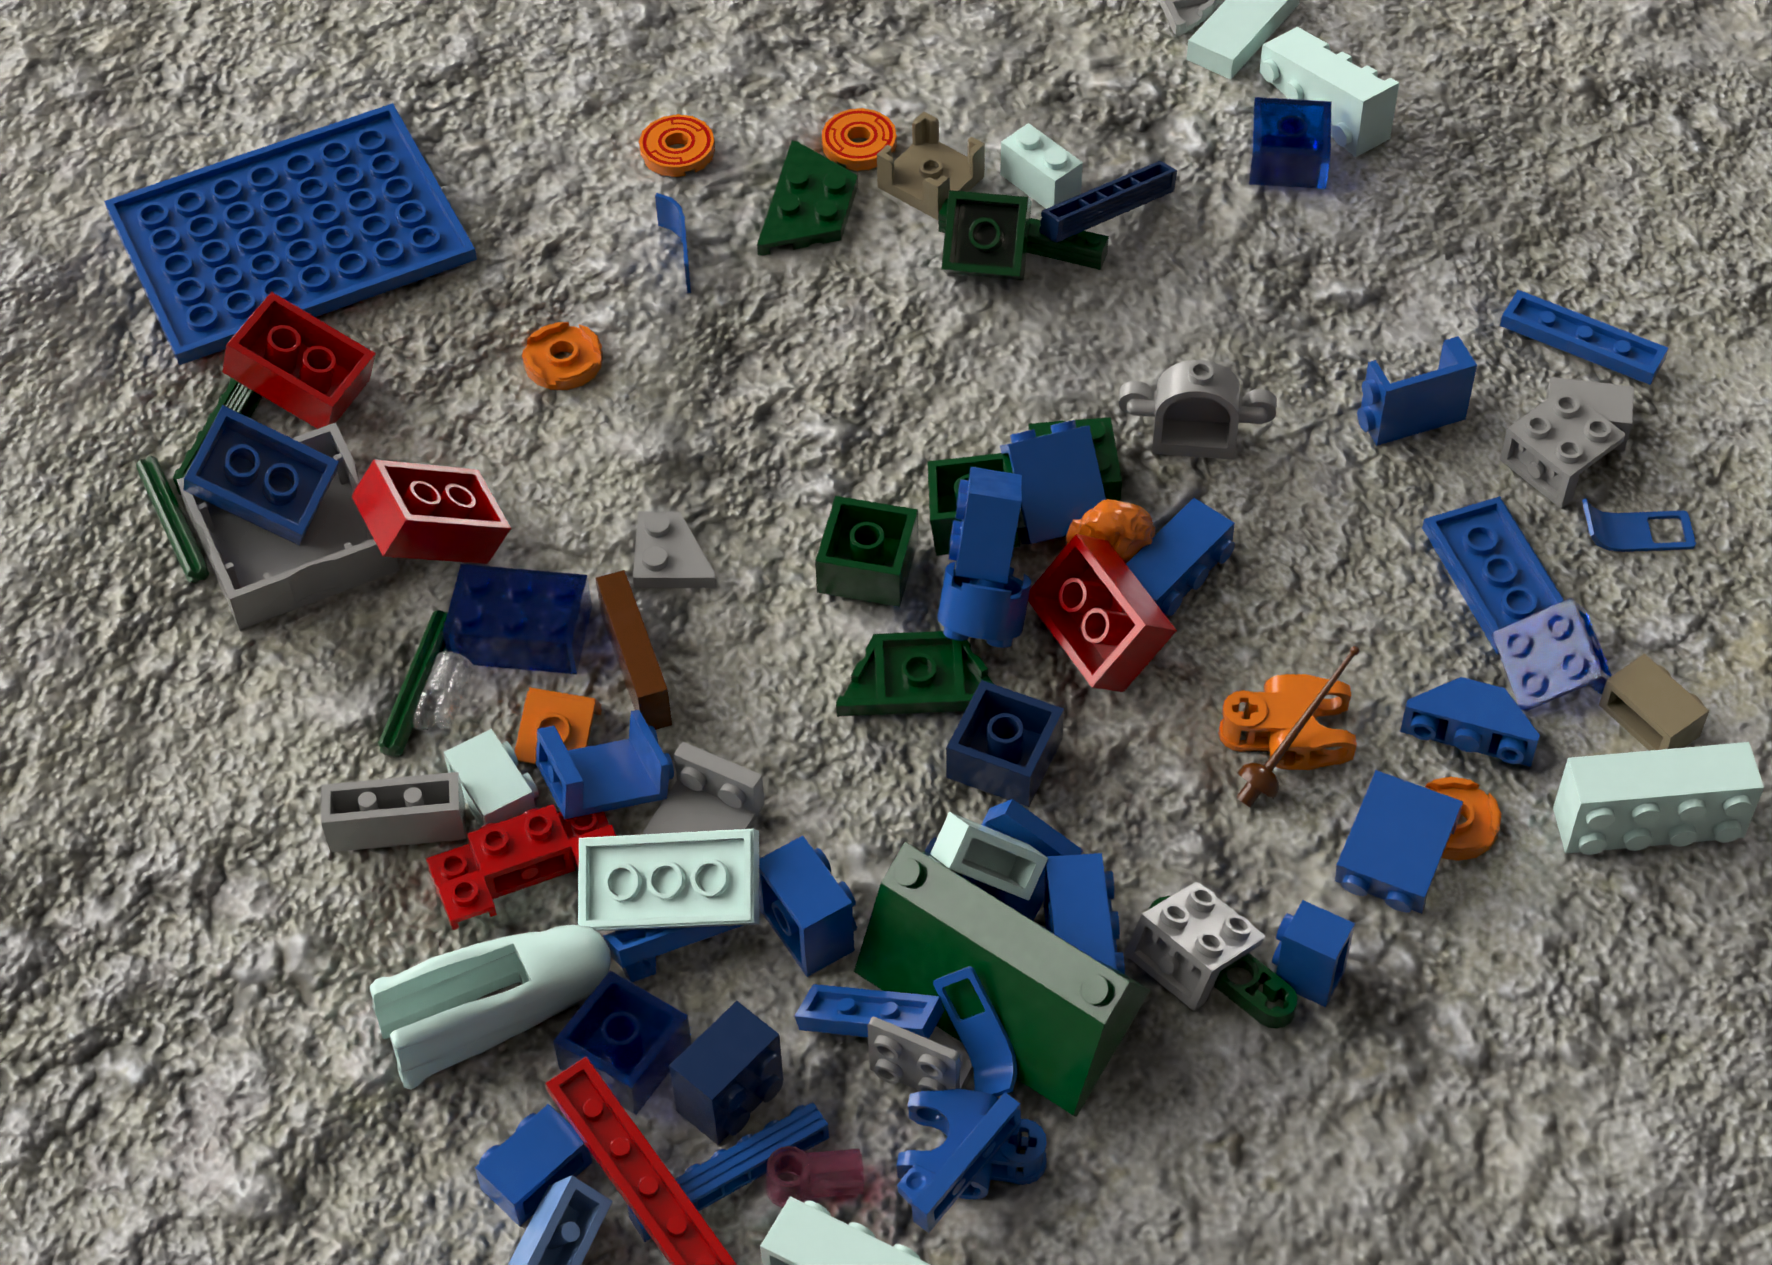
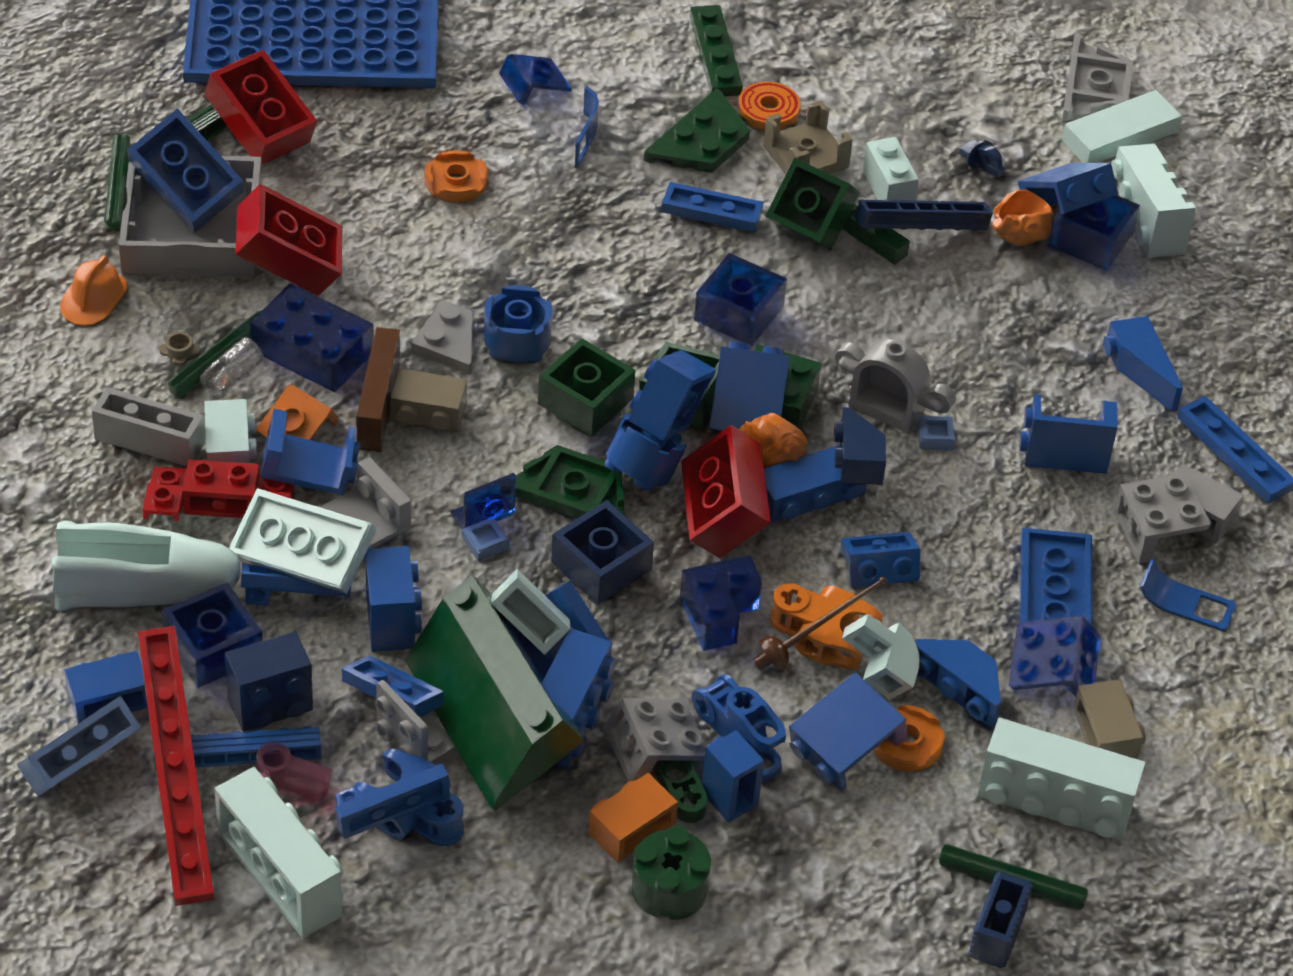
camera: 20 degrees right, 5 degrees down
(222, 670) = (93, 293): none -> orange piece
(366, 686) = (179, 348): none -> dark tan plate
(575, 202) = (528, 72): none -> clear blue piece
(672, 130) = (617, 52): orange tile -> none
(697, 640) = (428, 400): none -> dark tan brick
(745, 507) = (517, 324): none -> blue brick
(762, 96) = (715, 49): none -> dark green plate
(838, 742) = (487, 502): none -> clear blue piece
(856, 781) = (485, 539): none -> medium blue tile
(871, 280) = (712, 207): none -> blue plate
(972, 377) = (740, 299): none -> clear blue brick
(982, 1037) = (459, 728): blue piece -> none
(1123, 109) = (983, 155): none -> dark blue piece
(1157, 745) = (716, 596): none -> clear blue brick
(1213, 163) = (1023, 218): none -> orange hair
(1220, 502) = (860, 450): none -> dark blue slope
(1227, 1050) = (631, 816): none -> orange brick
(1258, 99) = (1073, 185): none -> blue panel
(1265, 446) = (936, 433): none -> medium blue tile
(1280, 878) = (745, 711): none -> blue piece
(1301, 617) = (882, 555): none -> blue bracket
(1314, 1102) = (671, 873): none -> dark green brick
(1391, 732) = (891, 654): none -> light aqua brick
(1430, 274) = (1143, 360): none -> blue slope
(1665, 932) = (986, 868): none -> dark green axle
(1695, 993) = (1000, 920): none -> dark blue brick

